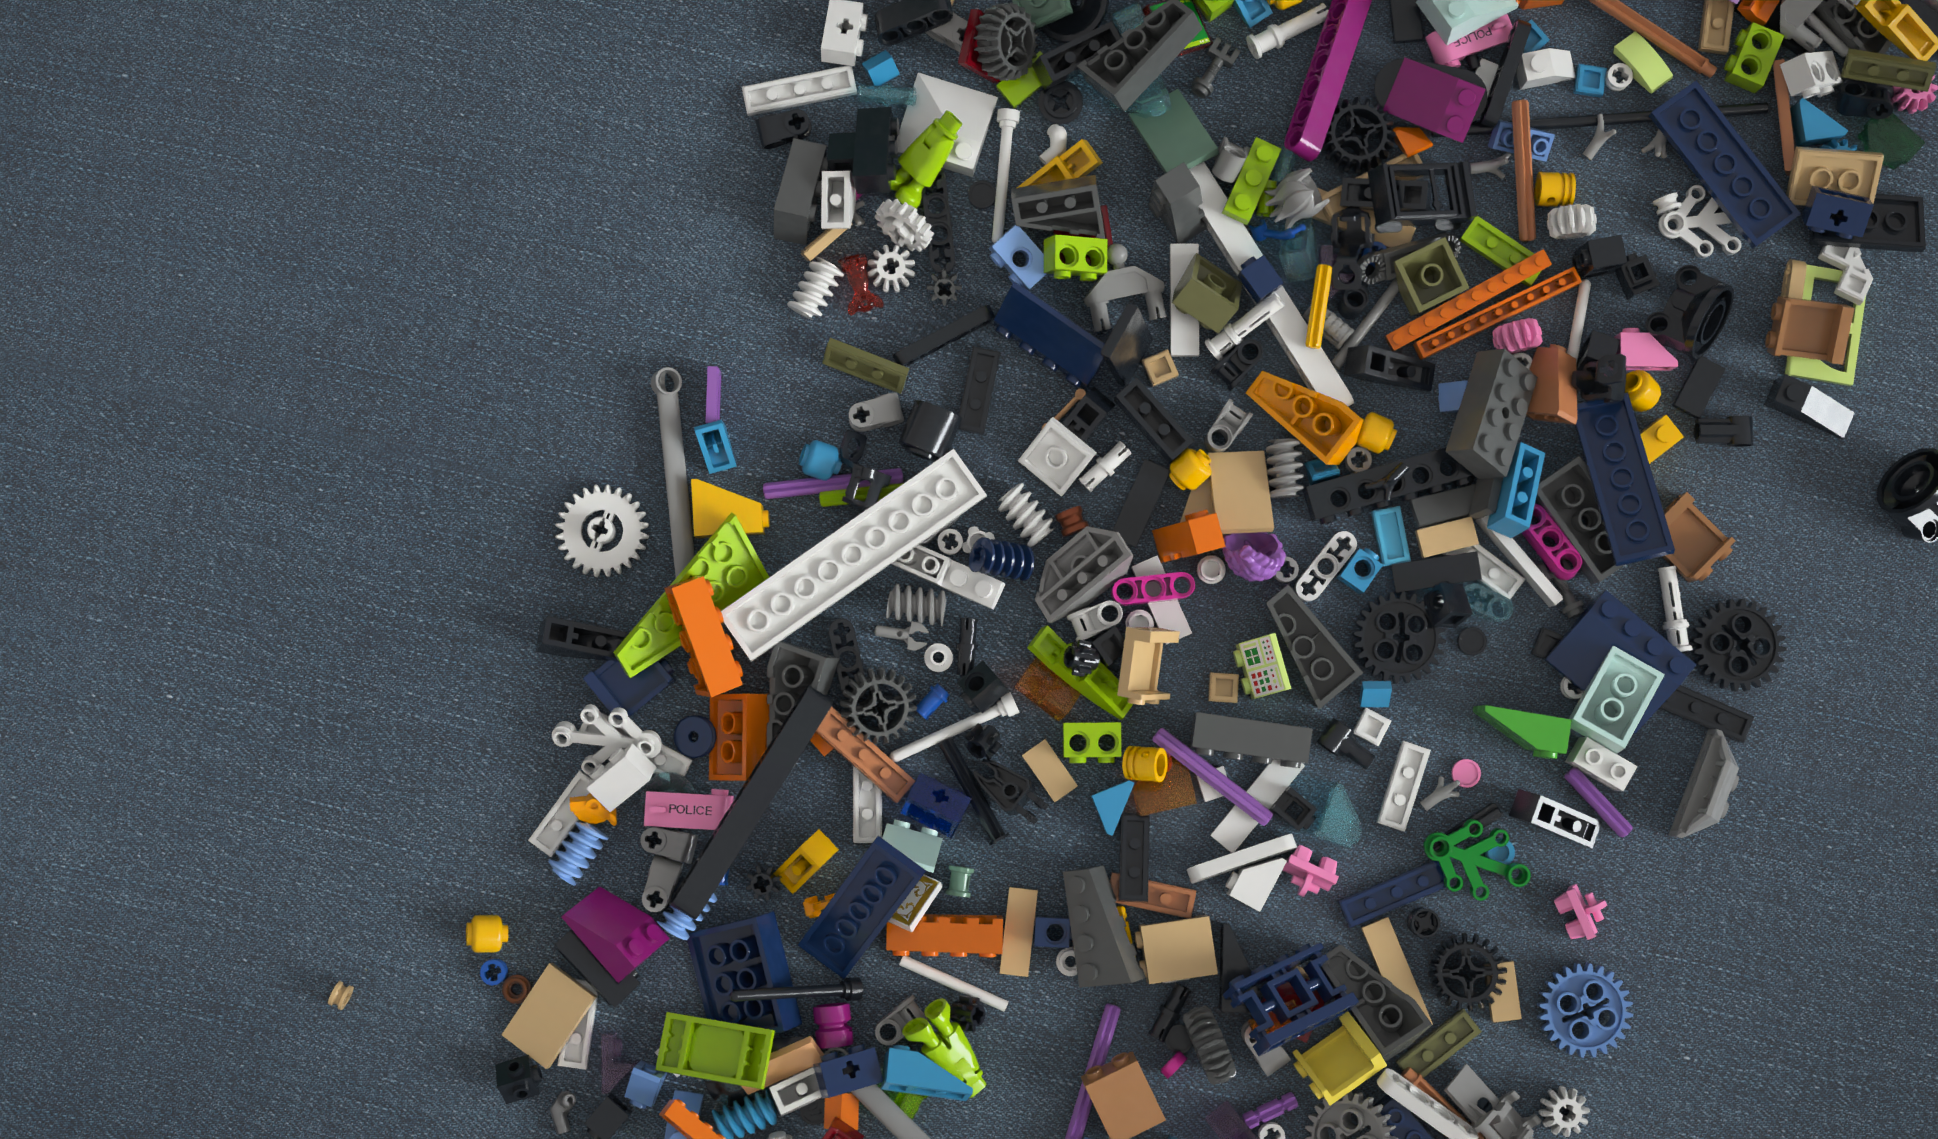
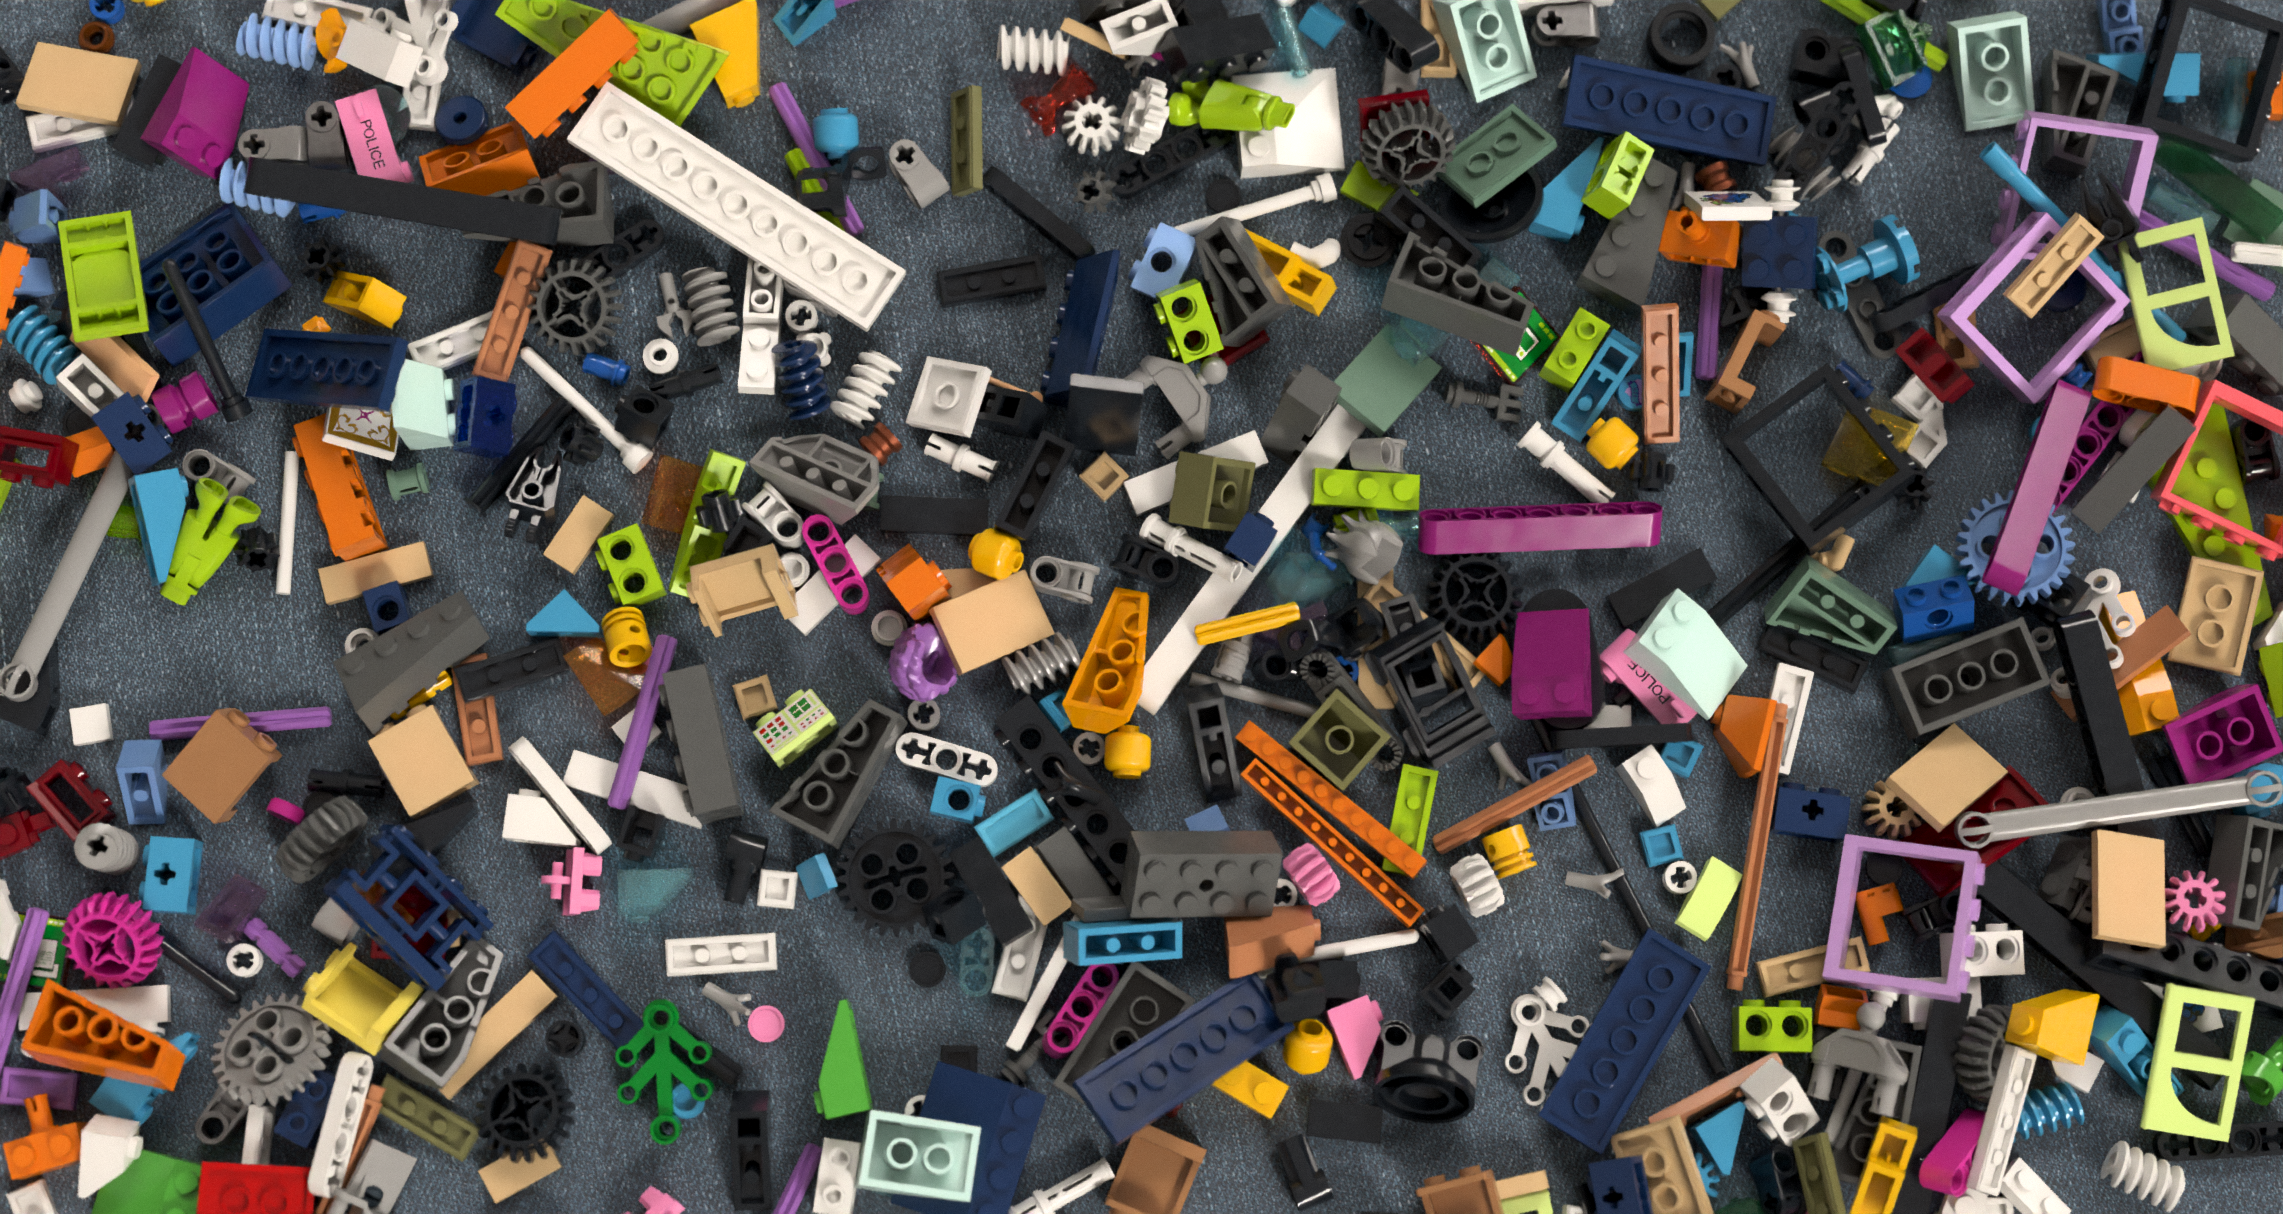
camera: 60 degrees right, 5 degrees down
(929, 431) = (917, 239): black piece -> none

